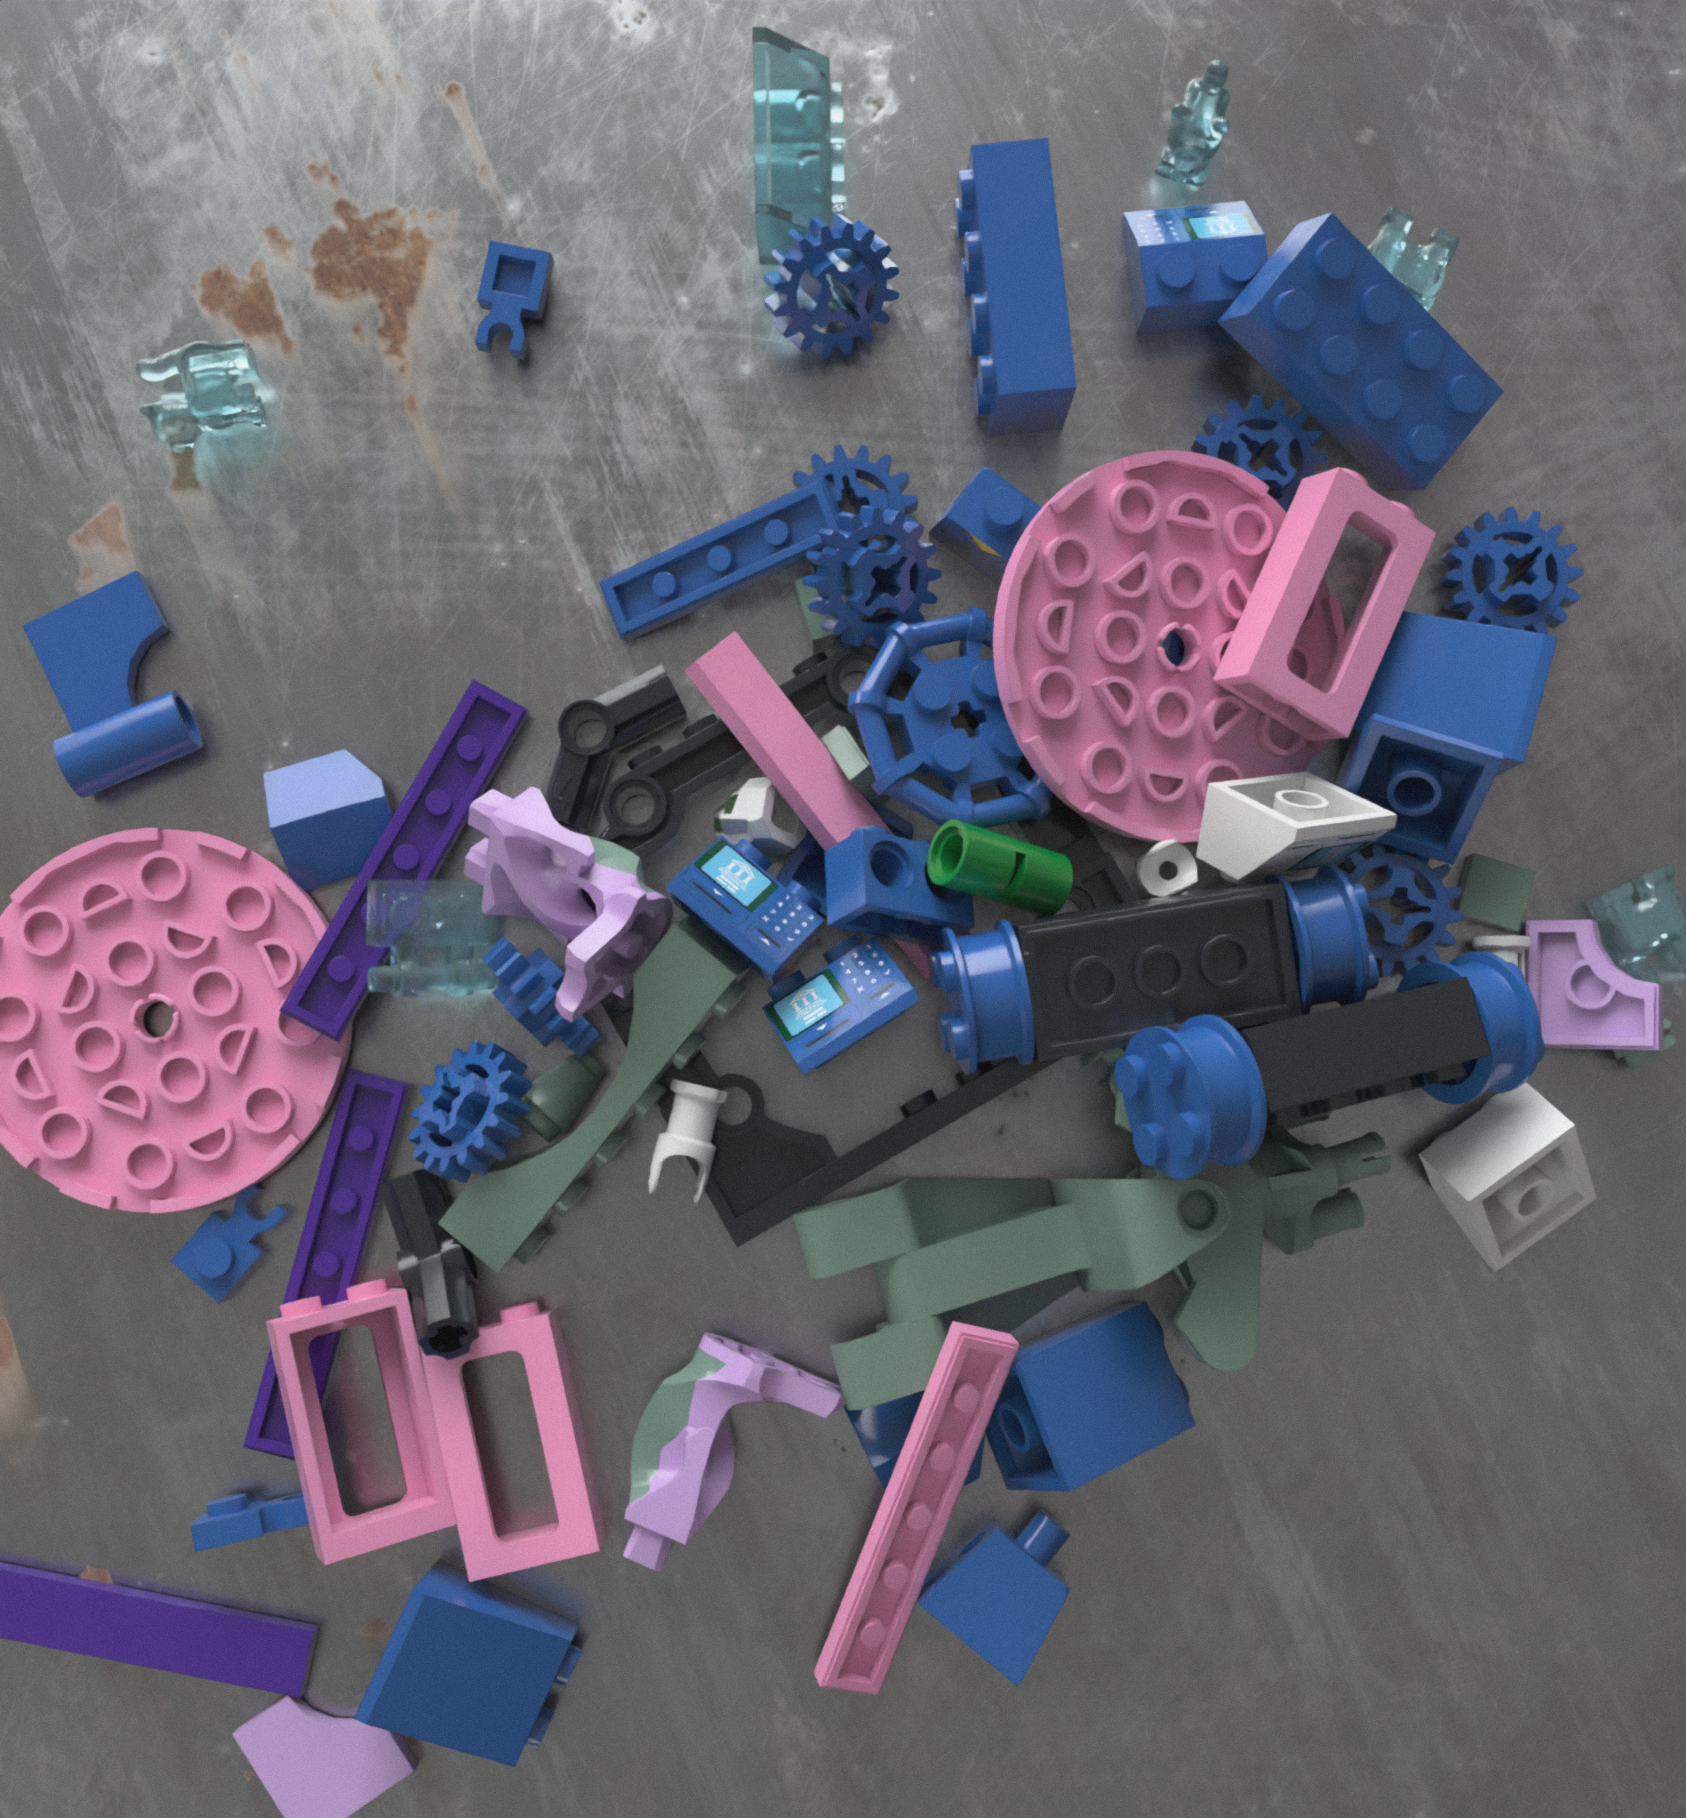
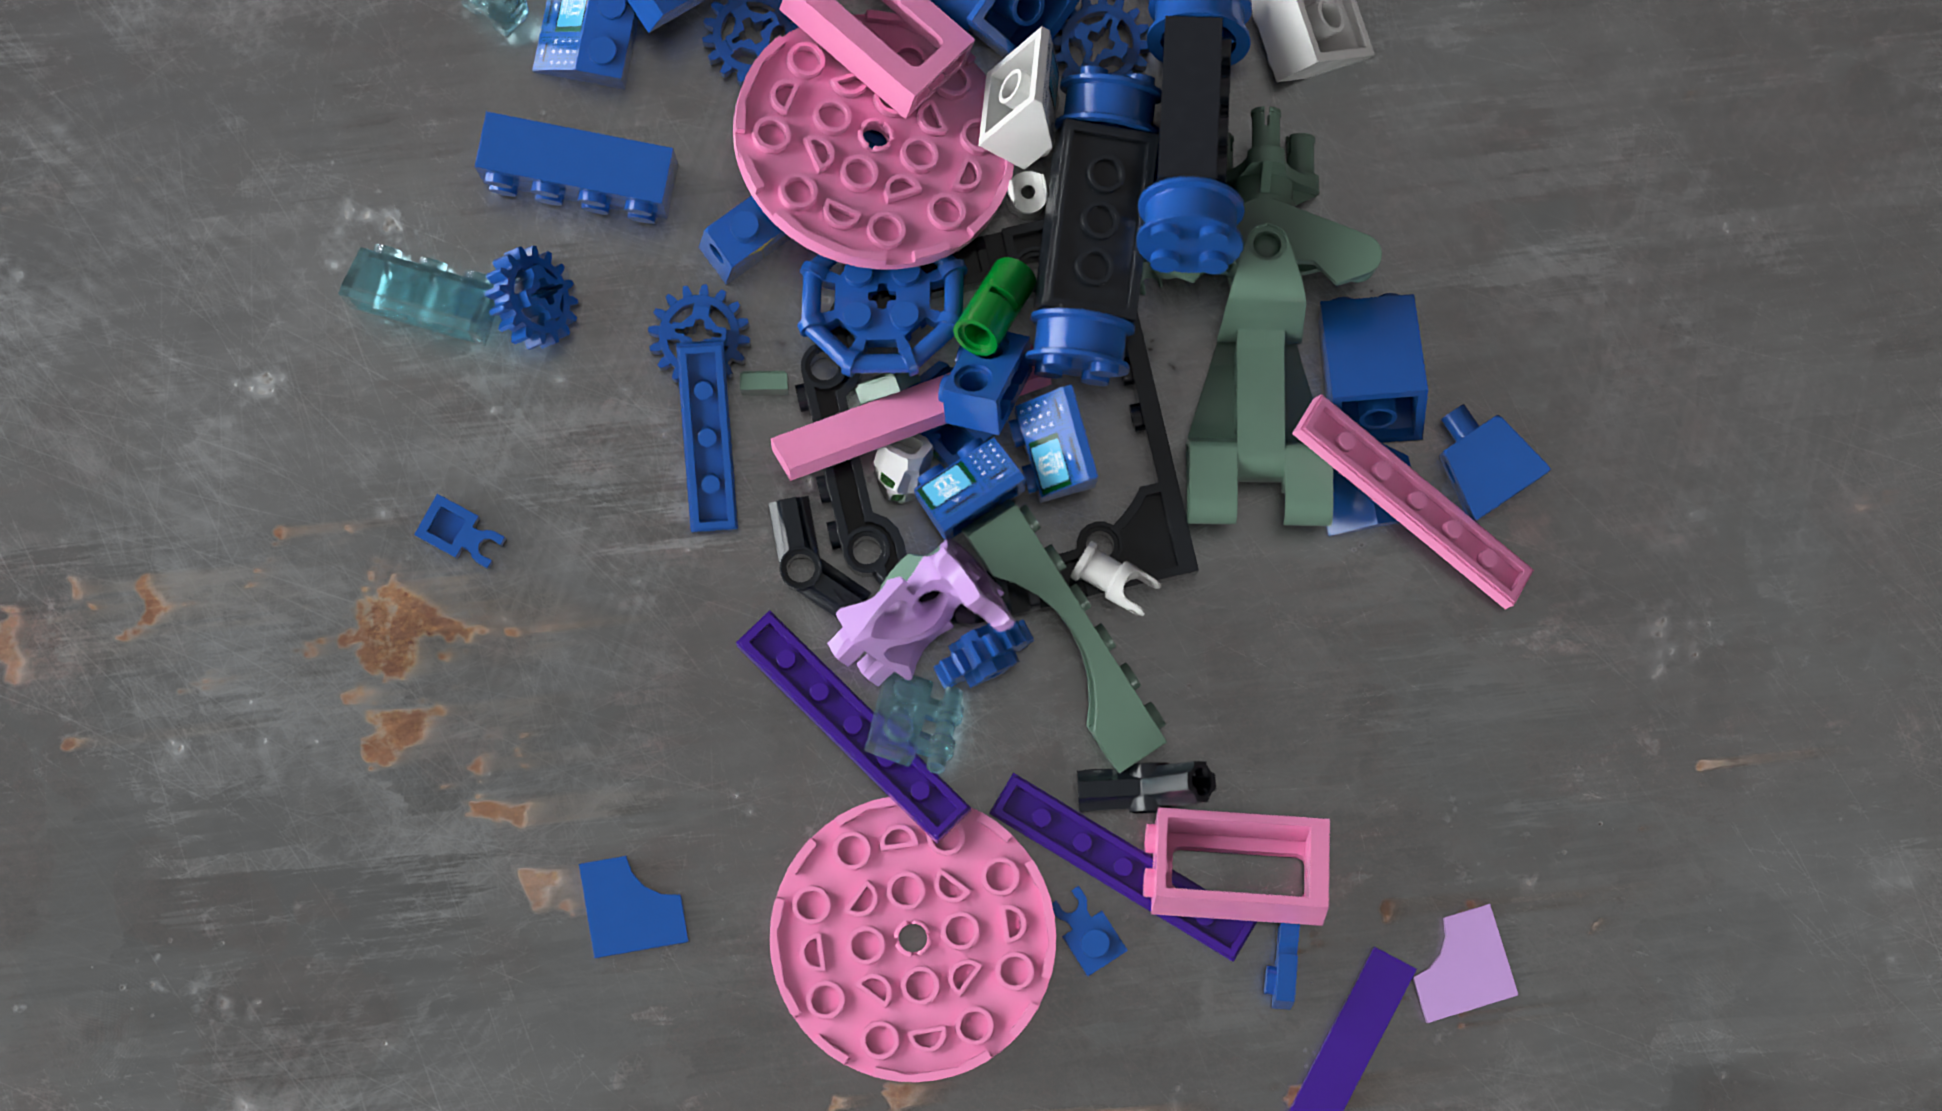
camera: 75 degrees left, 0 degrees up
(128, 744) = (707, 902): blue pin -> none
(211, 397) = (460, 773): clear light blue animal -> none
(326, 817) = (802, 776): blue slope -> none
(470, 1667) = (1430, 837): blue slope -> none
(472, 1110) = (1048, 729): blue gear -> none
(561, 1095) = (1054, 668): sand green cone -> none
(564, 1444) = (1360, 739): bright pink piece -> none
(686, 1442) = (1322, 648): lavender hips -> none
(862, 579) = (757, 332): blue gear -> none

